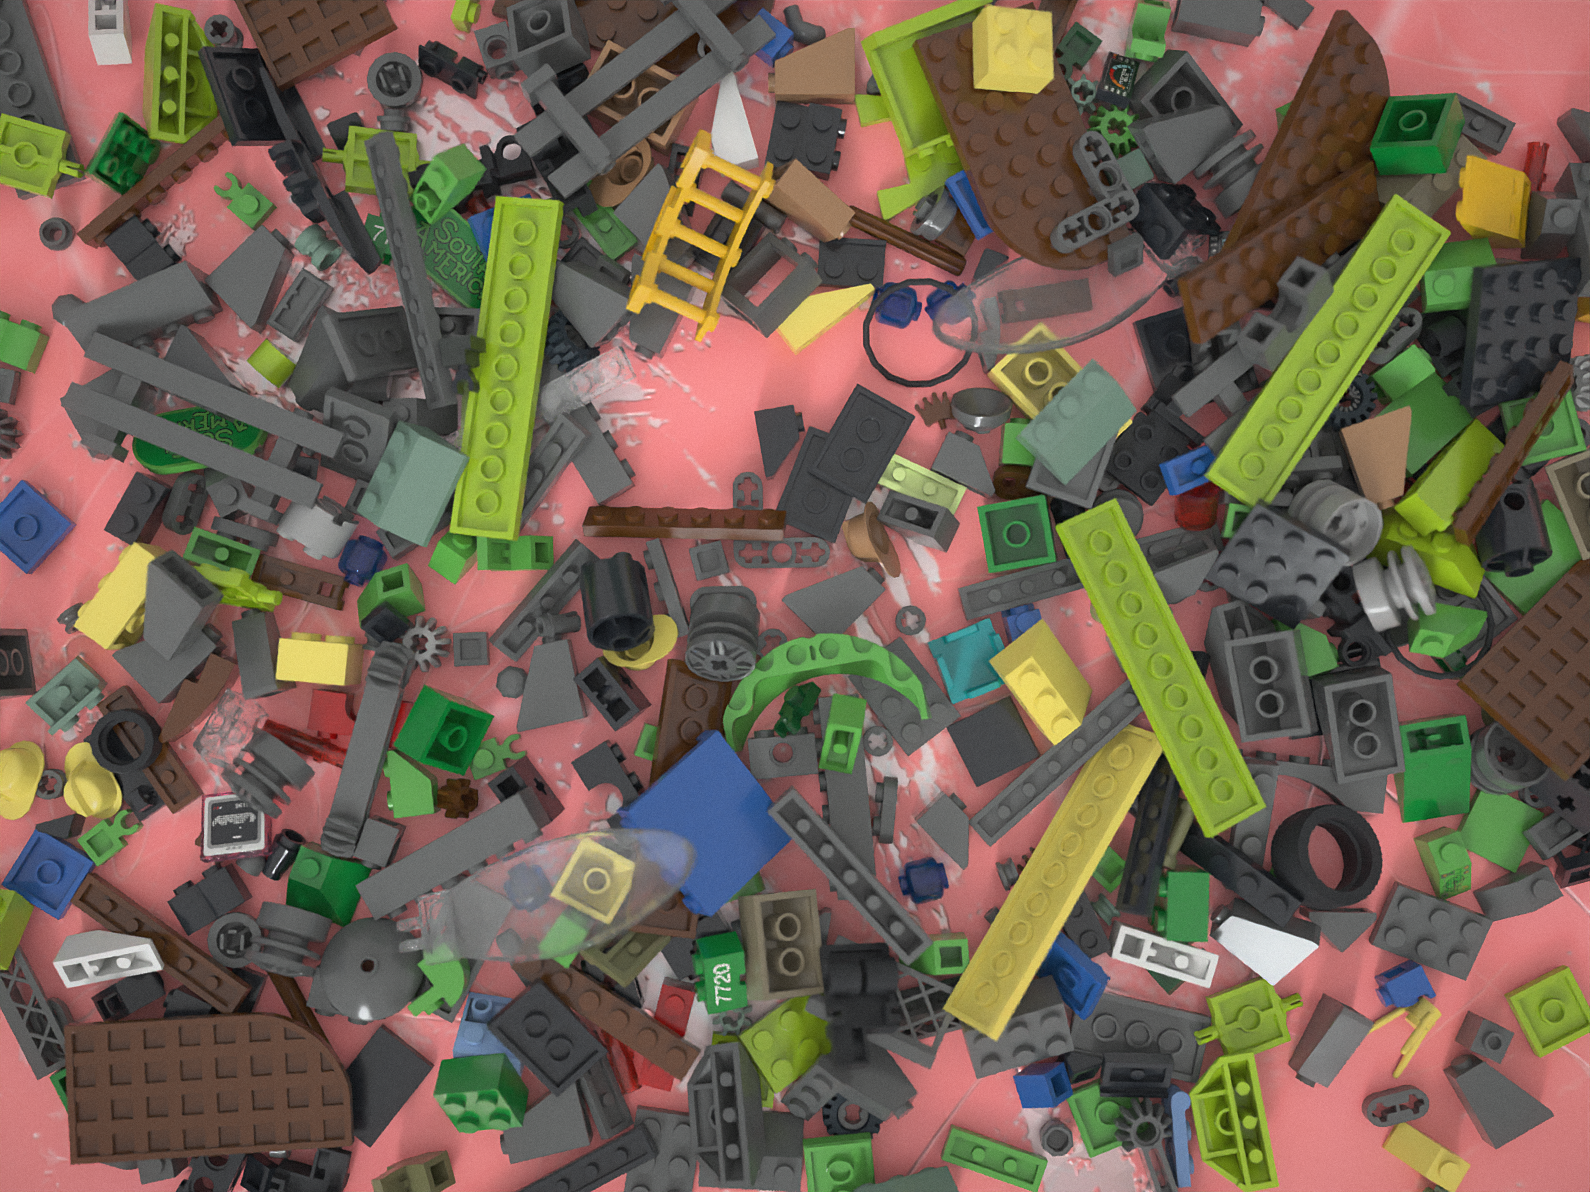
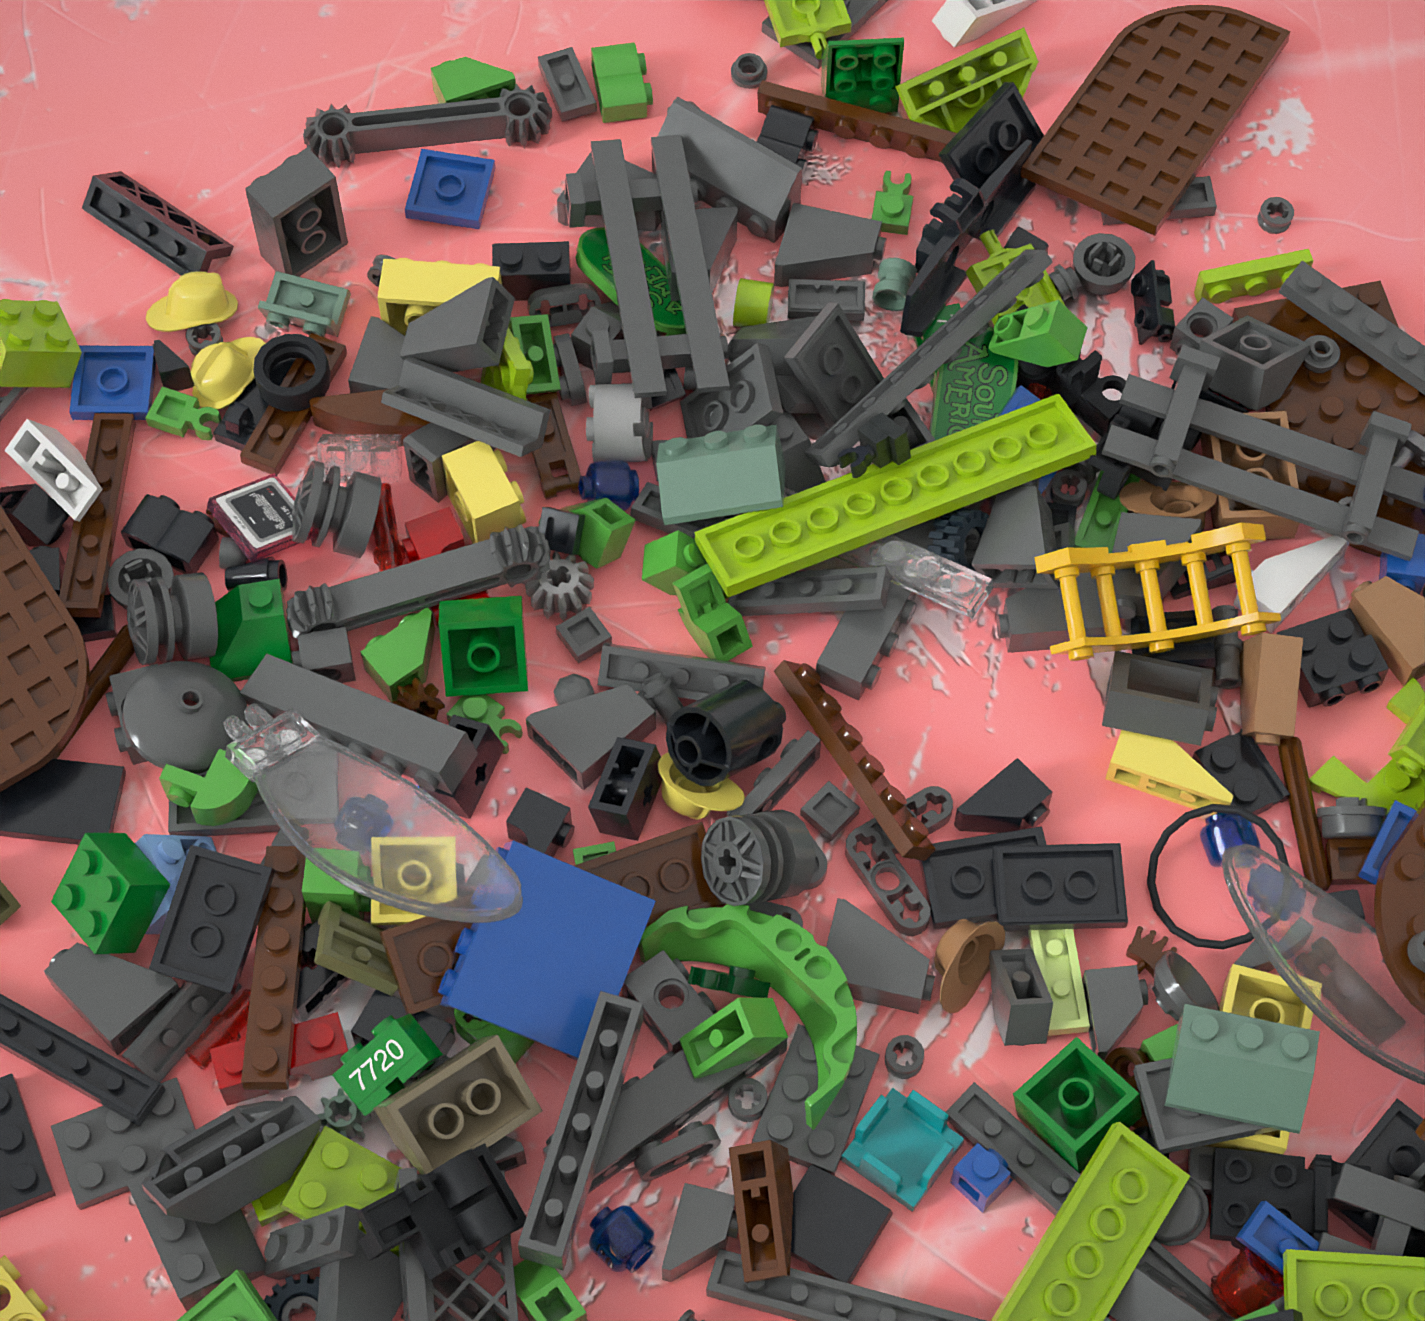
camera: 60 degrees right, 25 degrees down
(217, 25) = (1039, 97): dark grey bush -> none
(246, 633) = (468, 407): none -> dark grey fence
(963, 780) = (763, 1208): none -> reddish brown slope
(1044, 681) = (935, 1230): light yellow slope -> none

